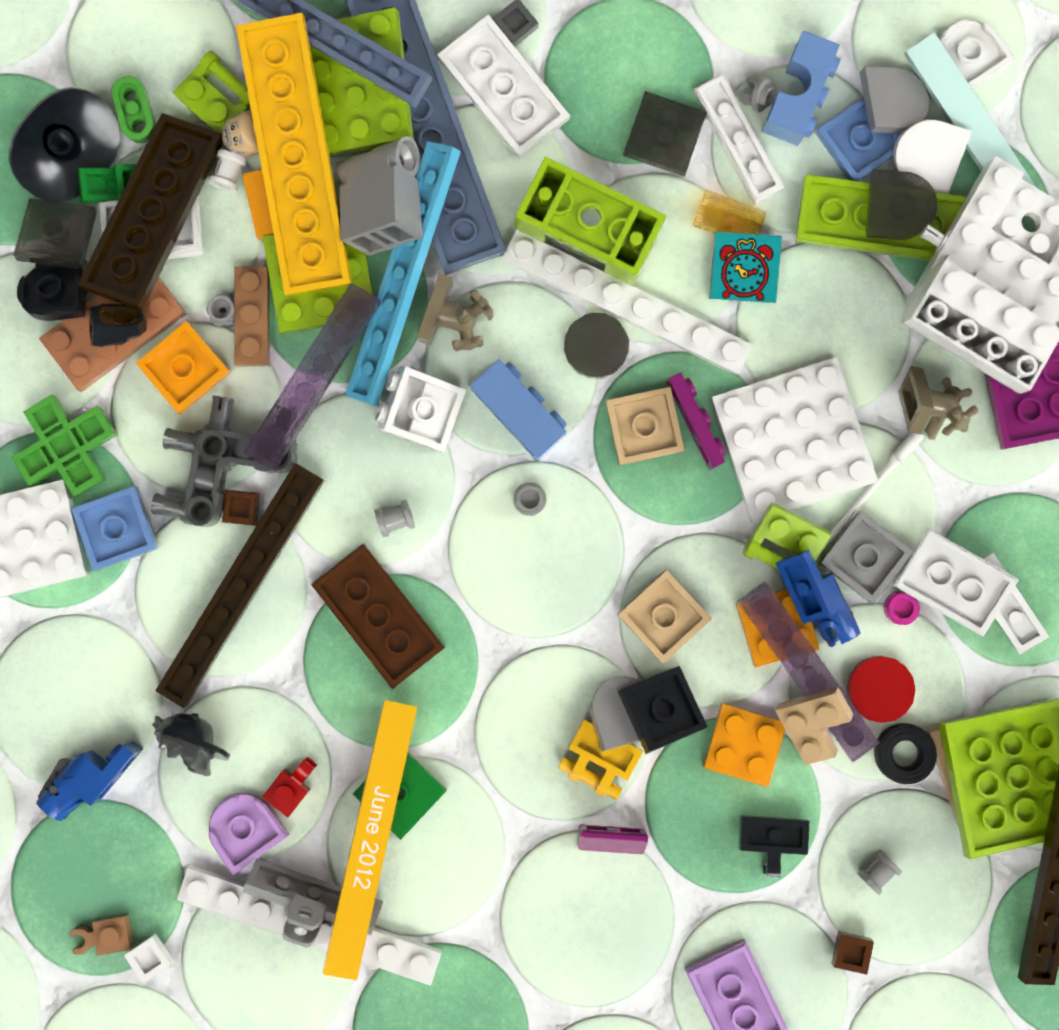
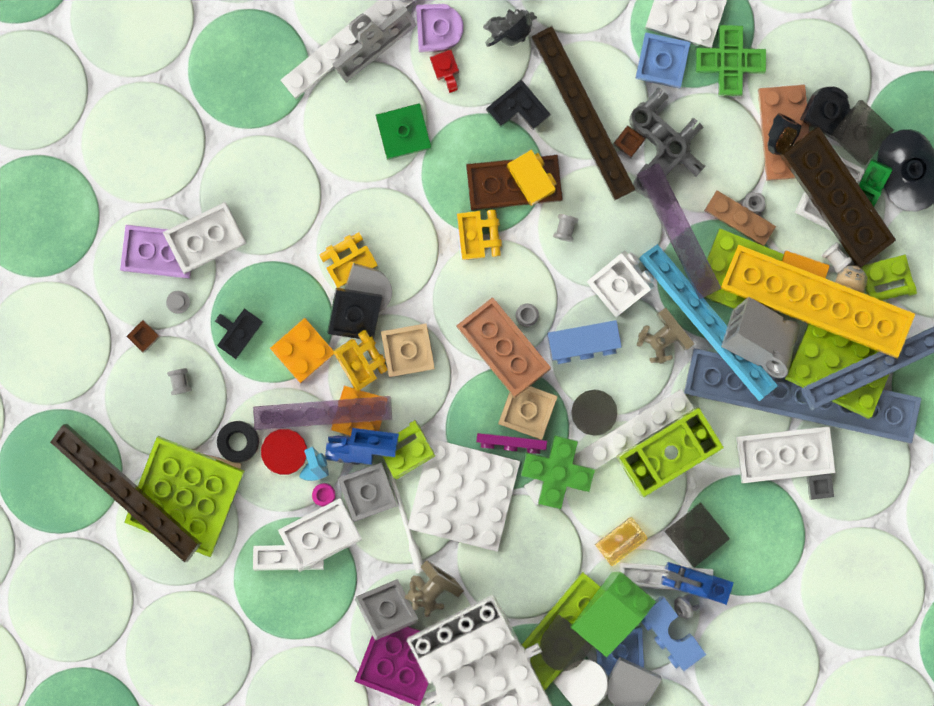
camera: 120 degrees right, 0 degrees up
(134, 111) = (908, 224): bright green plate -> none
(183, 367) = (733, 158): light orange plate -> none
(274, 674) = (518, 100): none -> black plate
(358, 597) = (531, 177): none -> yellow brick
(369, 841) = (387, 97): yellow tile -> none
(476, 626) = (471, 234): none -> yellow plate
(588, 502) = (503, 347): none -> nougat plate
(612, 839) = (297, 237): slope -> none
(685, 955) = (204, 238): none -> white tile
(698, 342) = (557, 472): none -> bright green plate
(723, 670) = (355, 364): none -> yellow plate
(725, 93) = (697, 583): none -> blue plate
(745, 267) = (585, 530): teal tile -> none
(783, 936) = (178, 302): none -> light grey plate
(807, 721) = (295, 395): tan plate -> none
(826, 169) = (613, 613): none -> bright green slope
(875, 639) = (316, 467): none -> medium azure plate
(995, 444) = (386, 609): none -> light grey plate

